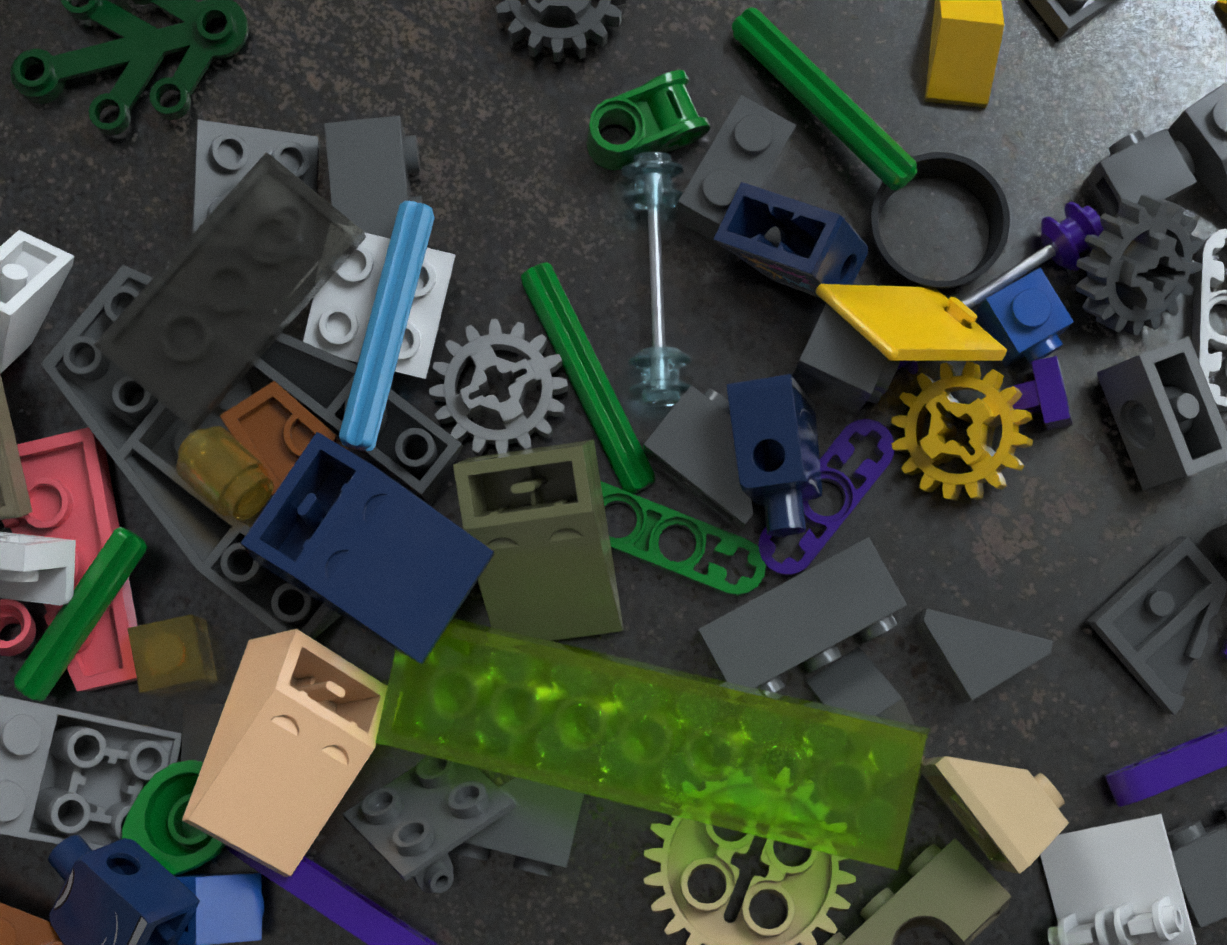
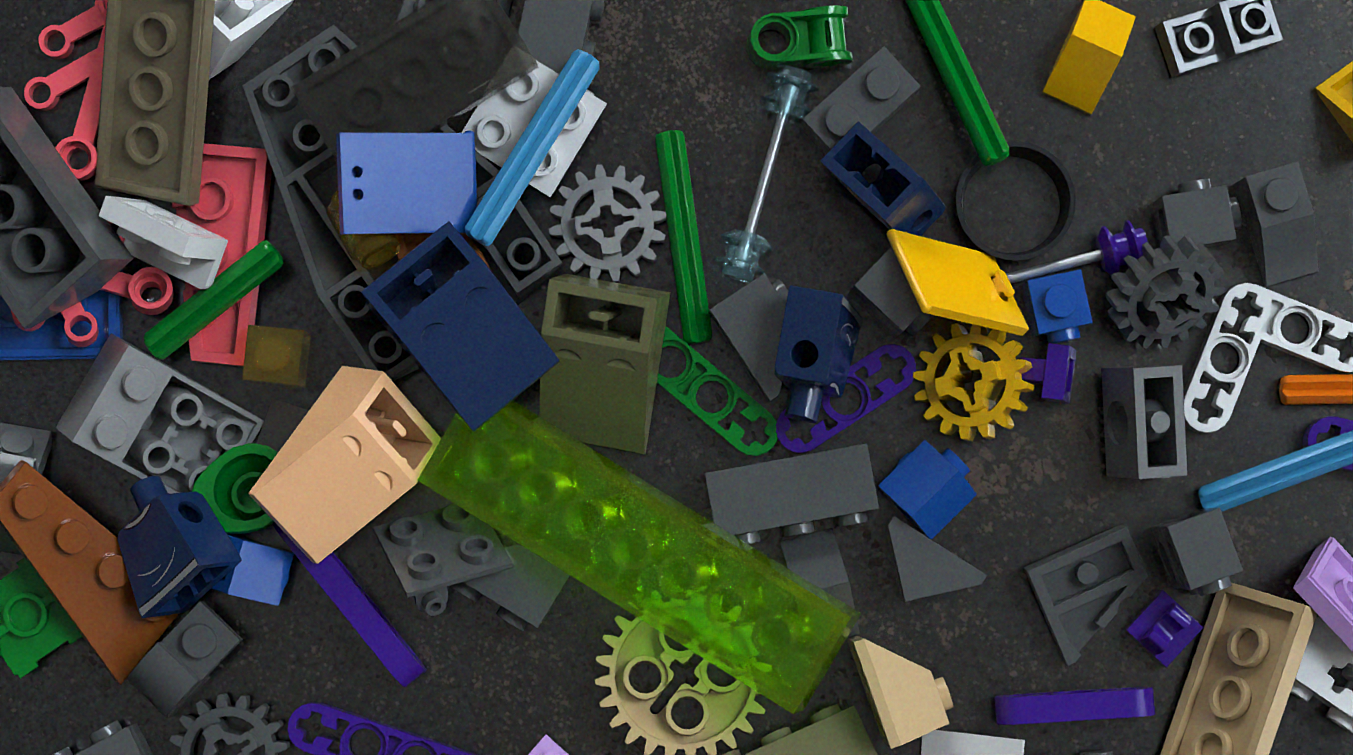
camera: 15 degrees right, 5 degrees up
(253, 407) = (405, 182): none -> container
(953, 565) = (929, 488): none -> blue brick

